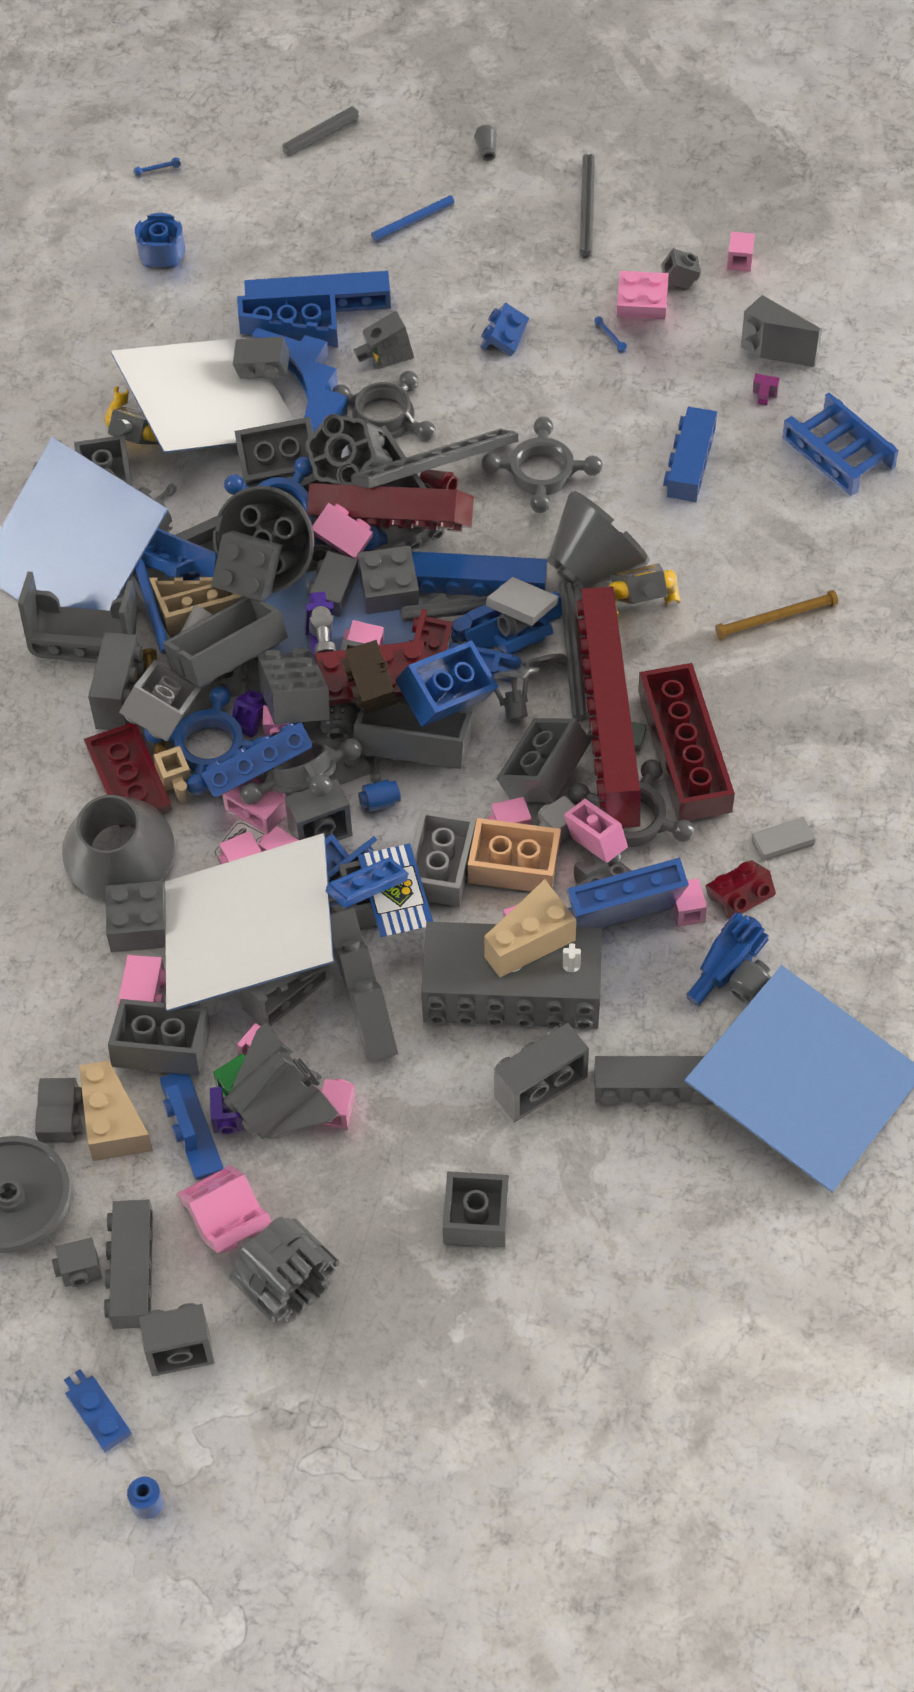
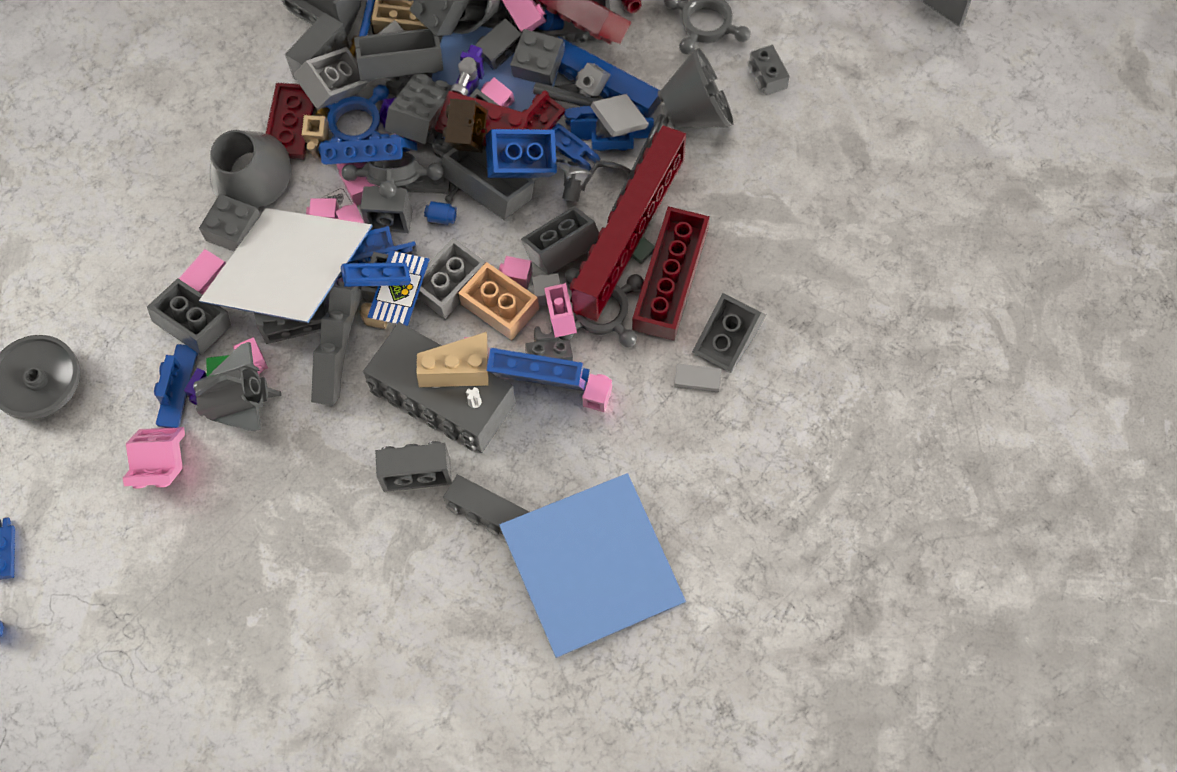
camera: 30 degrees right, 10 degrees up
(57, 1109) = (101, 334): dark grey brick -> none
(77, 1262) = (46, 445): dark grey brick -> none
(109, 1114) = (128, 352): tan wedge -> none
(130, 1263) = (79, 463): dark grey brick -> none
(176, 1339) = (68, 530): dark grey brick -> none
(279, 1264) = (159, 514): dark grey piece -> none
(342, 1097) = (275, 418): bright pink brick -> none
(377, 946) = (365, 308): none -> tan arm
(464, 578) = (592, 80): none -> light grey brick
(475, 1209) = (311, 541): dark grey brick -> none
(645, 585) = (714, 142): dark grey torso -> none
(646, 491) = (768, 70): none -> dark grey brick
(691, 454) = (820, 55): blue brick -> none
(738, 941) = (598, 446): blue piece -> none
(742, 888) = (643, 401): dark red bracket -> none
(749, 979) = (601, 470): dark grey head -> none
(765, 387) = (908, 28): magenta tile -> none
(787, 775) = (728, 332): none -> dark grey slope
(828, 599) = (803, 206): pearl gold bar -> none
(834, 463) = (920, 106): blue fence -> none

